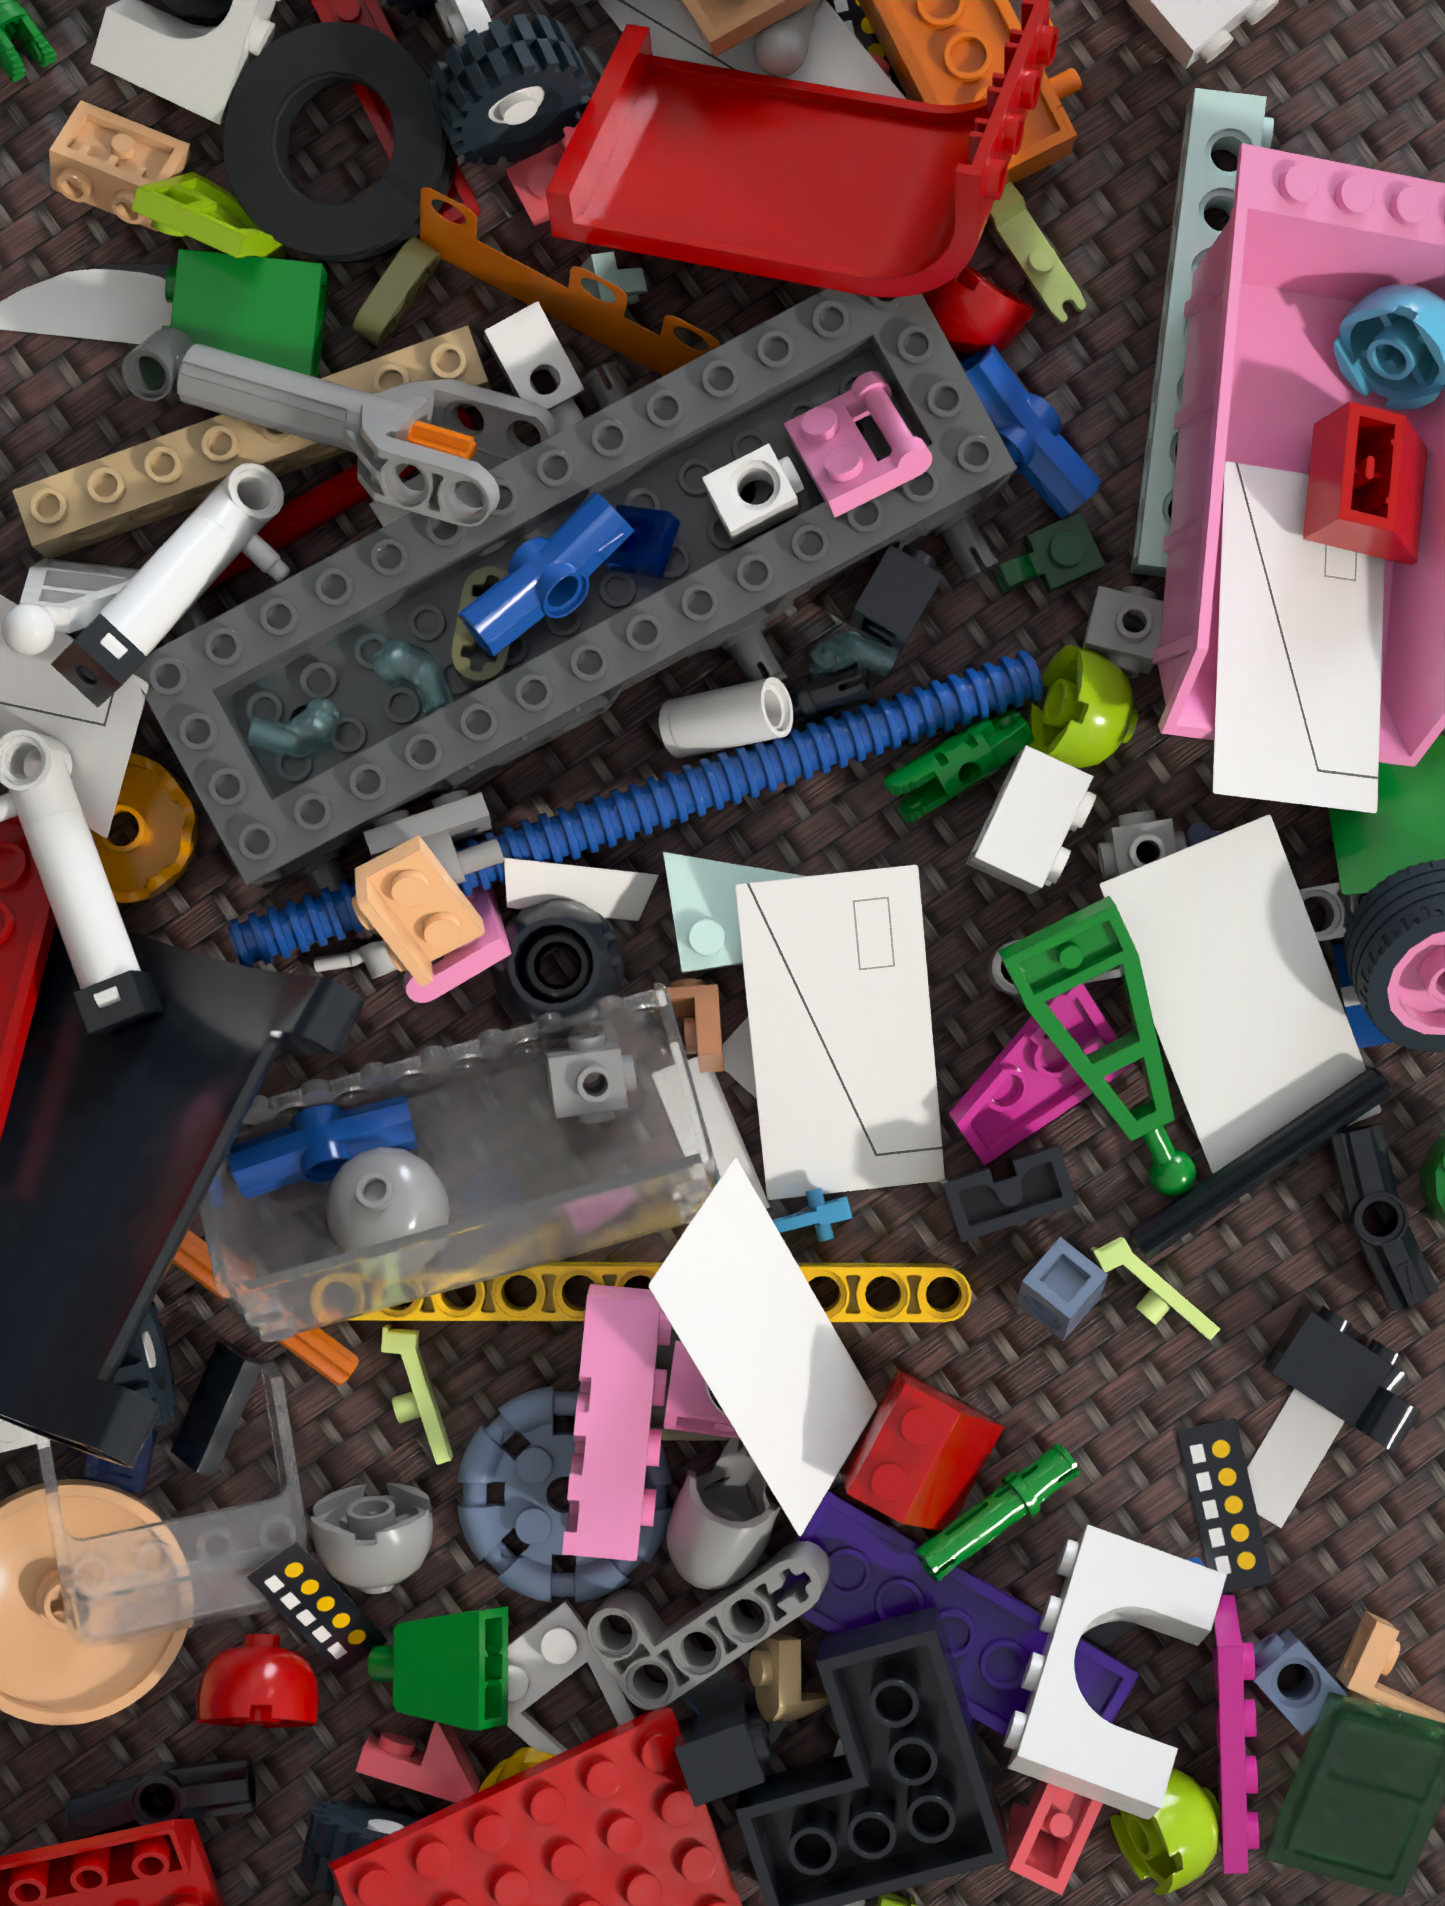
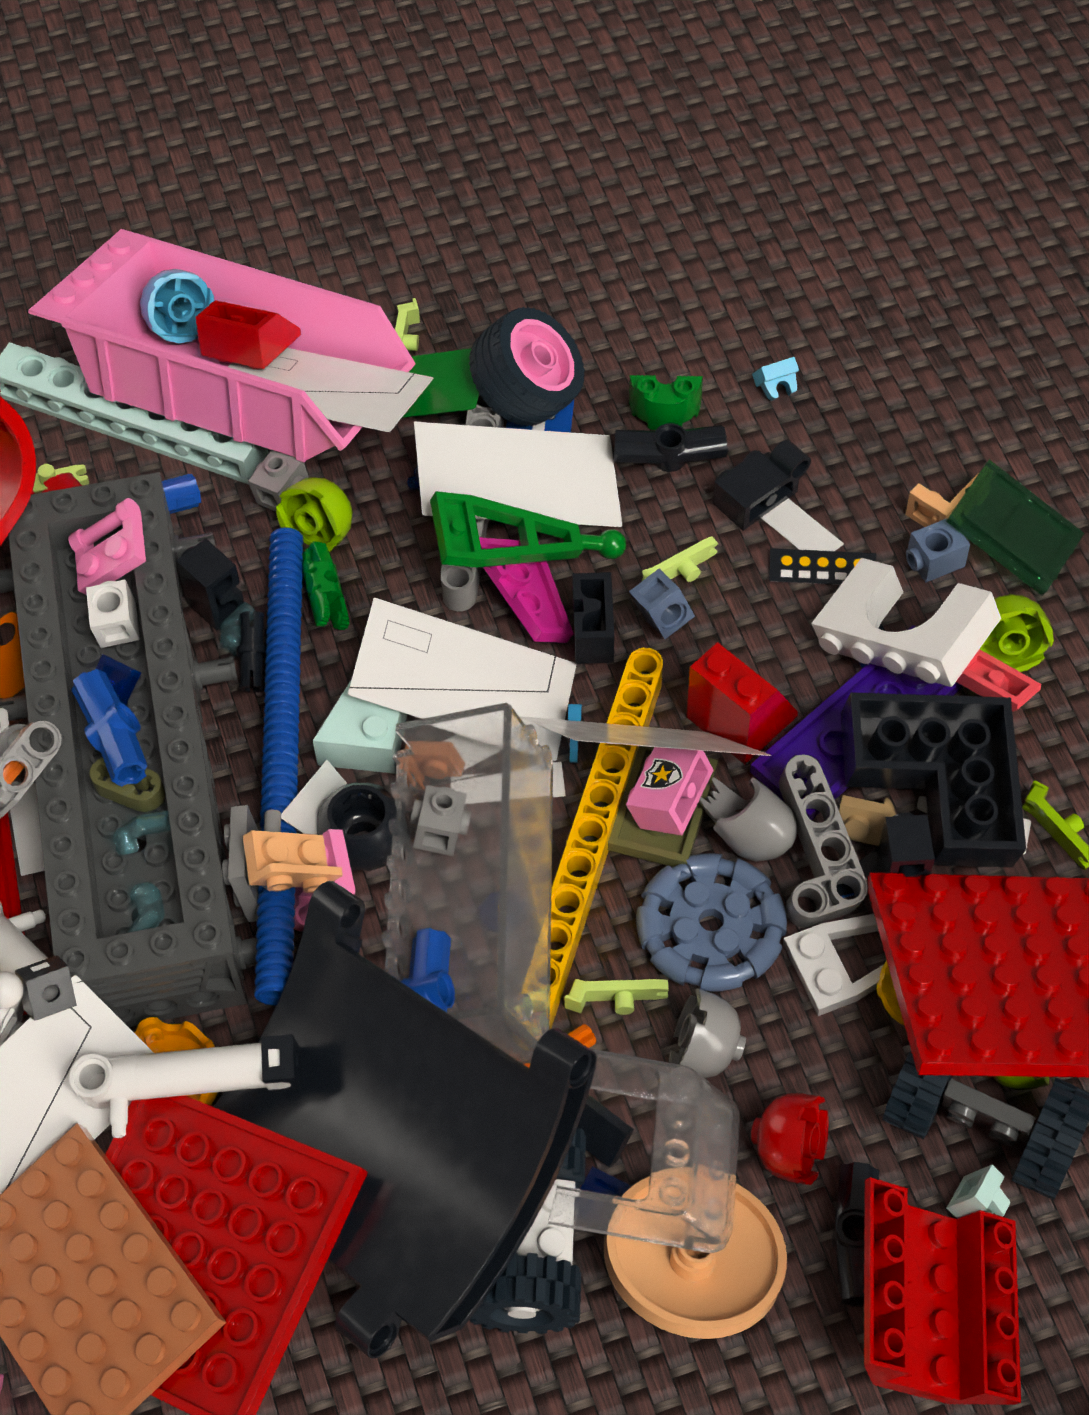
camera: 80 degrees left, 30 degrees down
(316, 1607) = (742, 1083): black sticker -> none
(383, 1198) = (471, 960): light grey cylinder -> none
(438, 1771) = (873, 1043): coral slope -> none
(449, 1668) = (806, 1013): green torso -> none
(614, 1423) = (668, 852): bright pink wedge -> none
(726, 717) = (243, 691): white pin -> none
(1007, 1504) = (786, 664): green pin -> none
(1030, 821) = (372, 548): white brick -> none
(1056, 554) = (221, 512): dark green plate -> none
(1120, 845) = (407, 510): light grey brick -> none
(1233, 1722) = (939, 574): dark pink wing -> none
(1261, 1162) = (619, 494): black axle -> none

